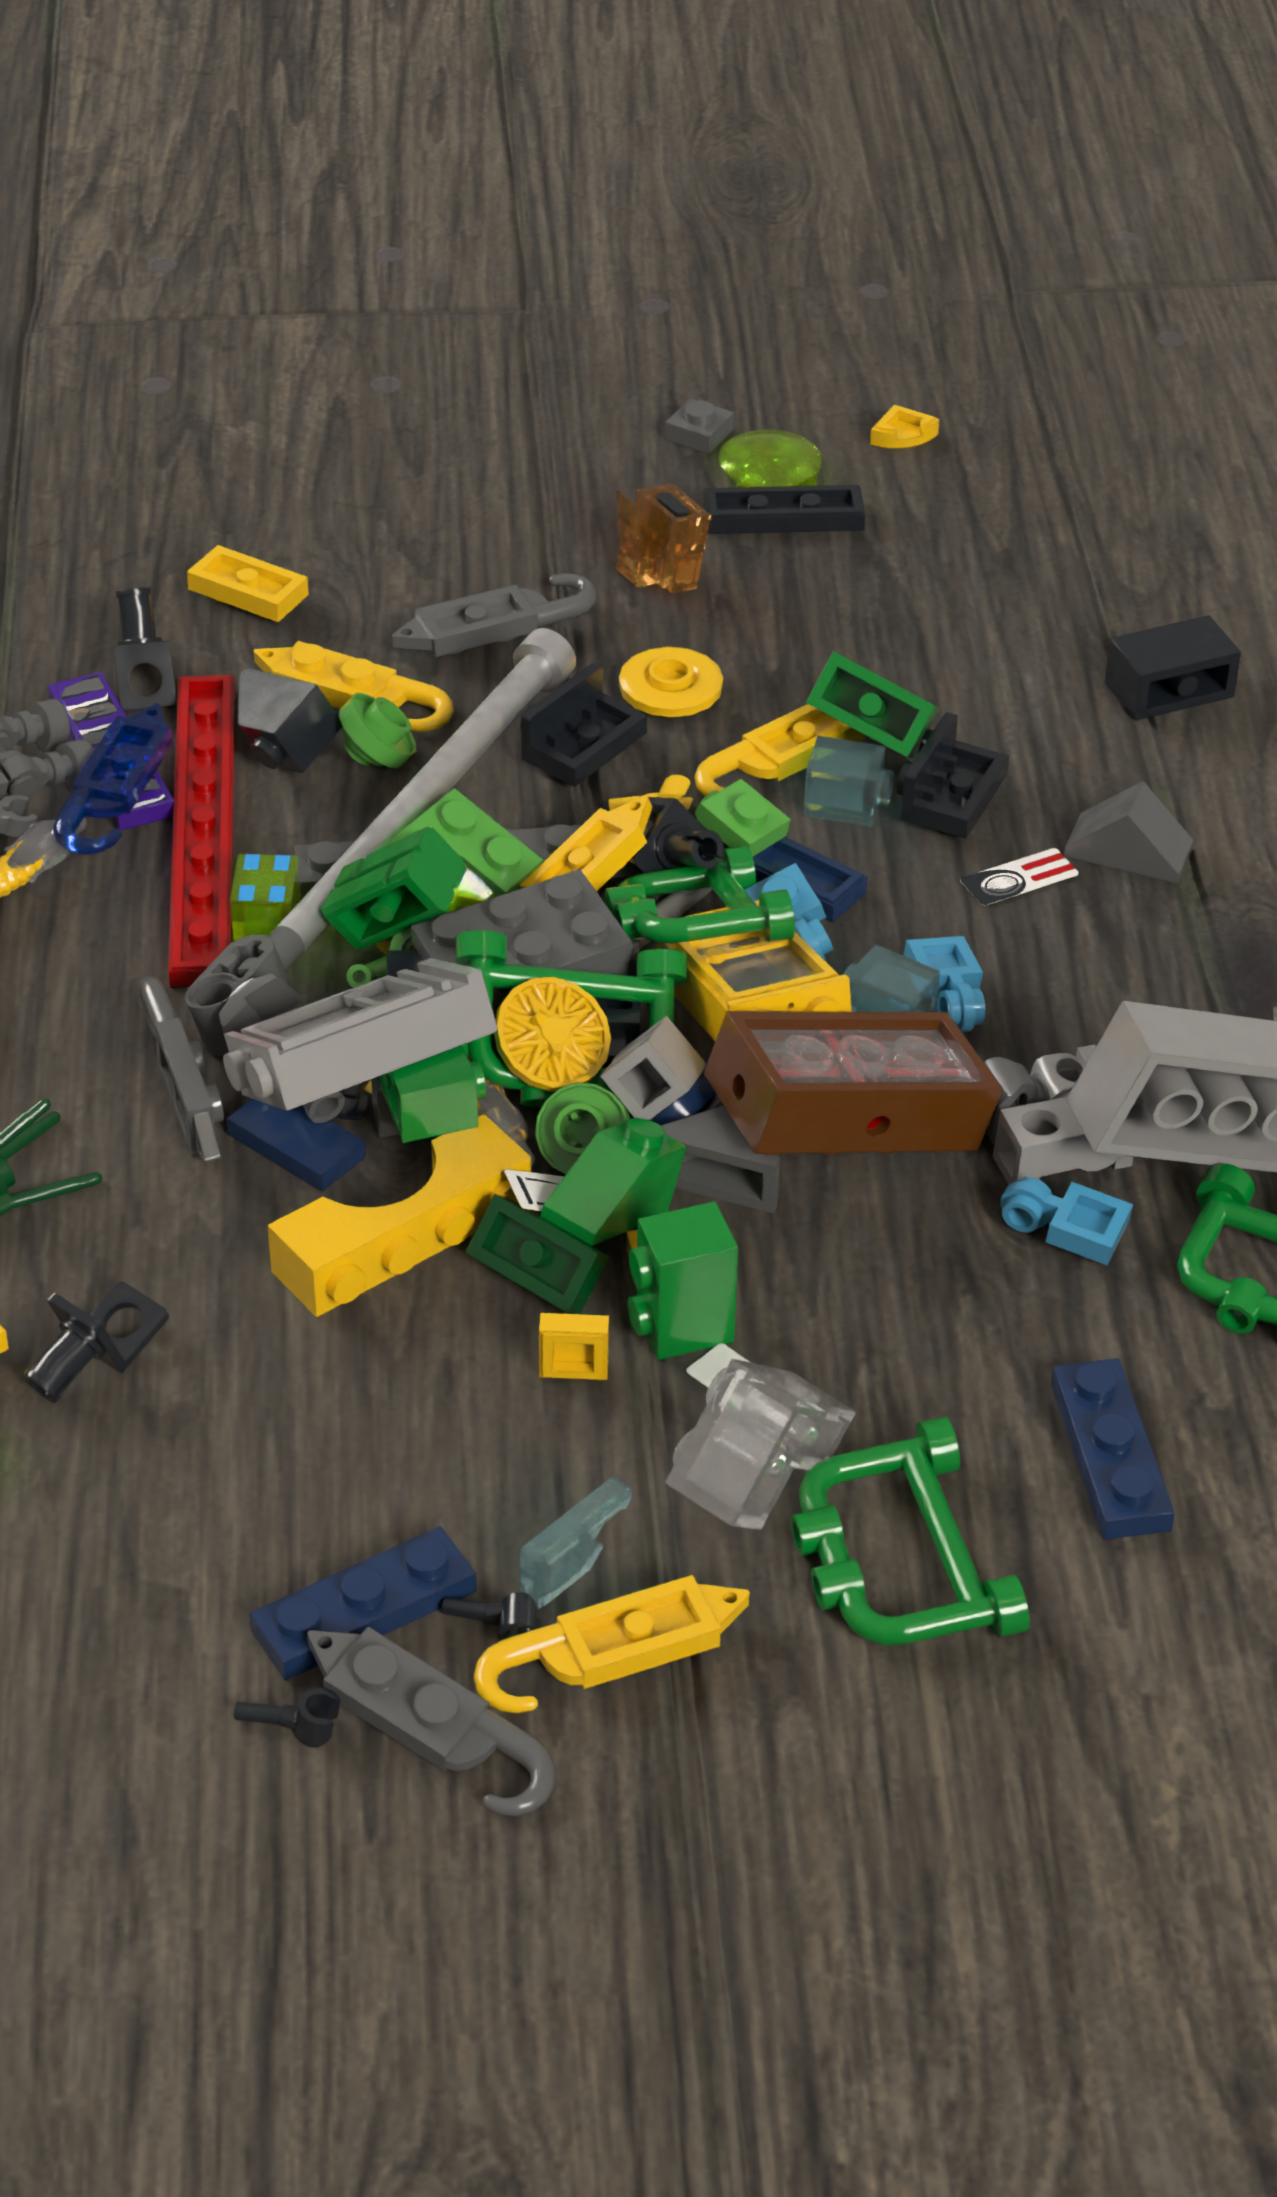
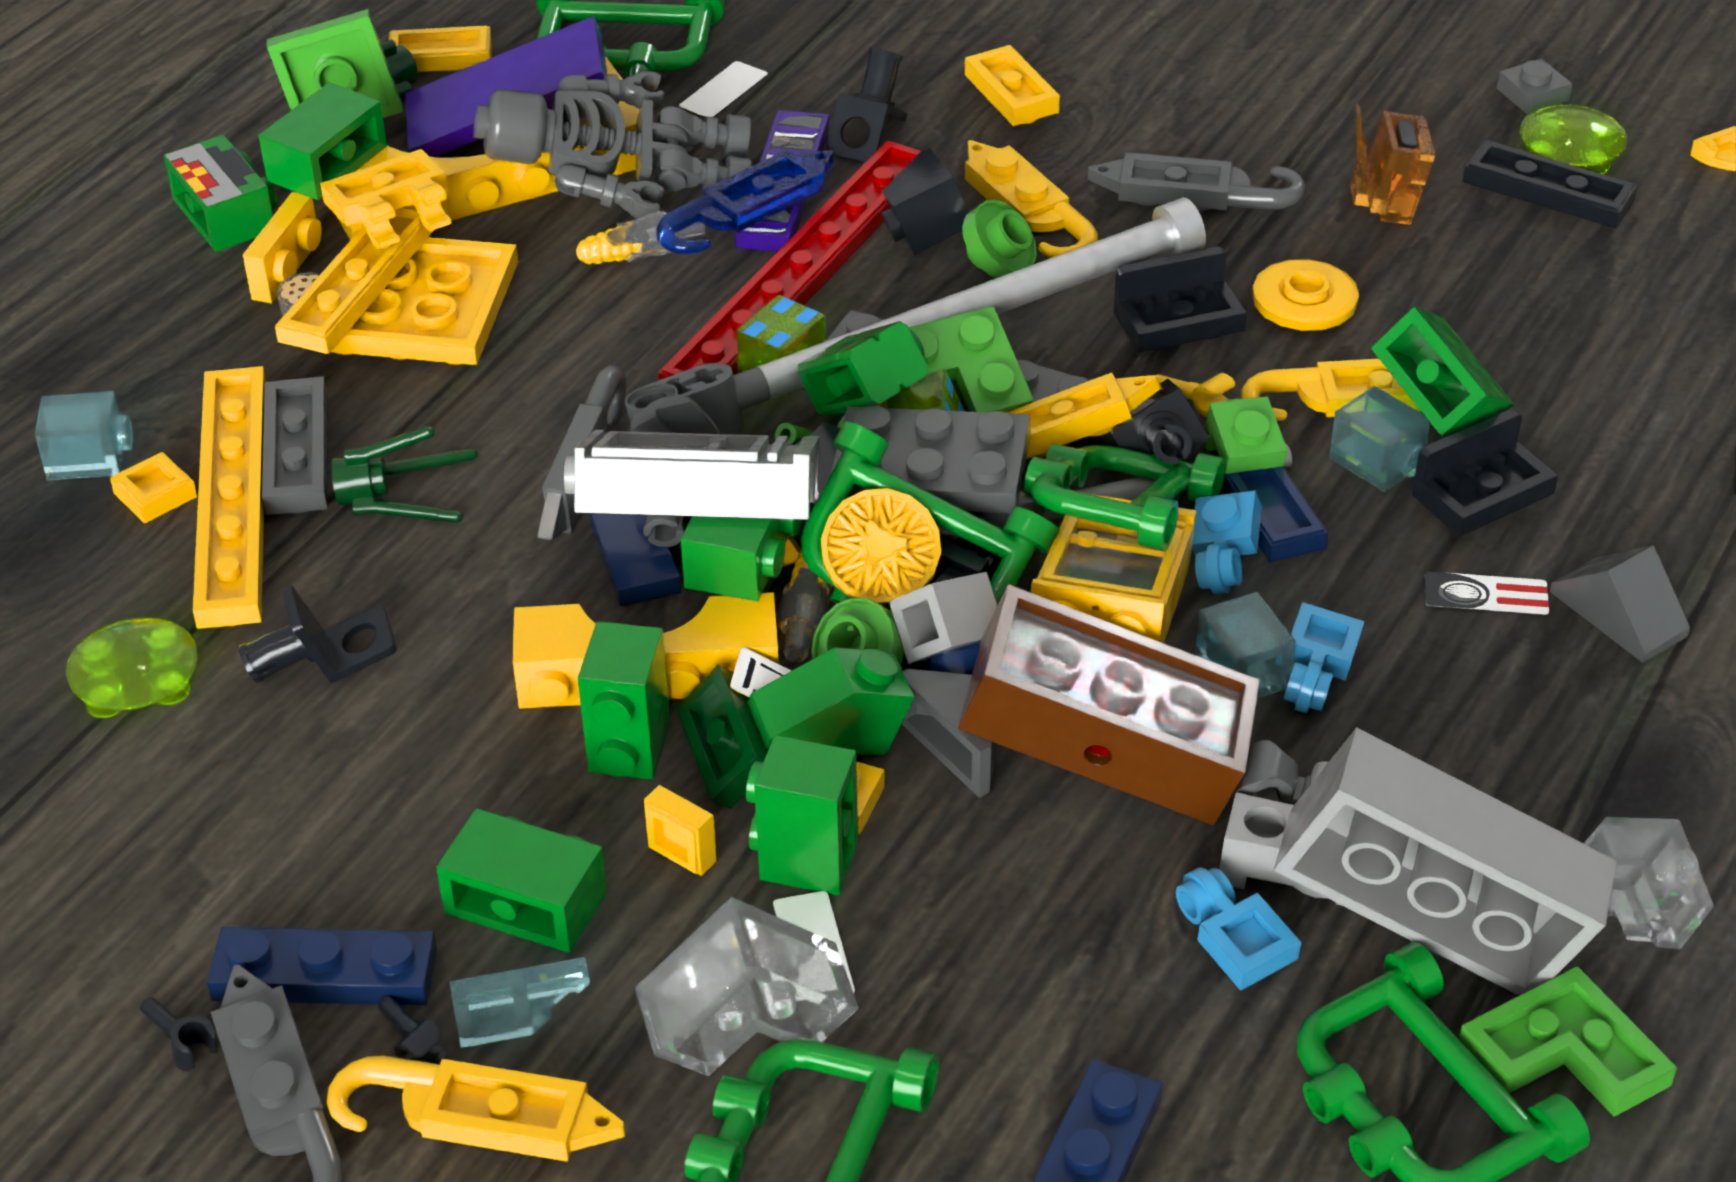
camera: 35 degrees right, 0 degrees up
(444, 1258) = (624, 700): none -> green brick
(480, 1448) = (522, 880): none -> green brick

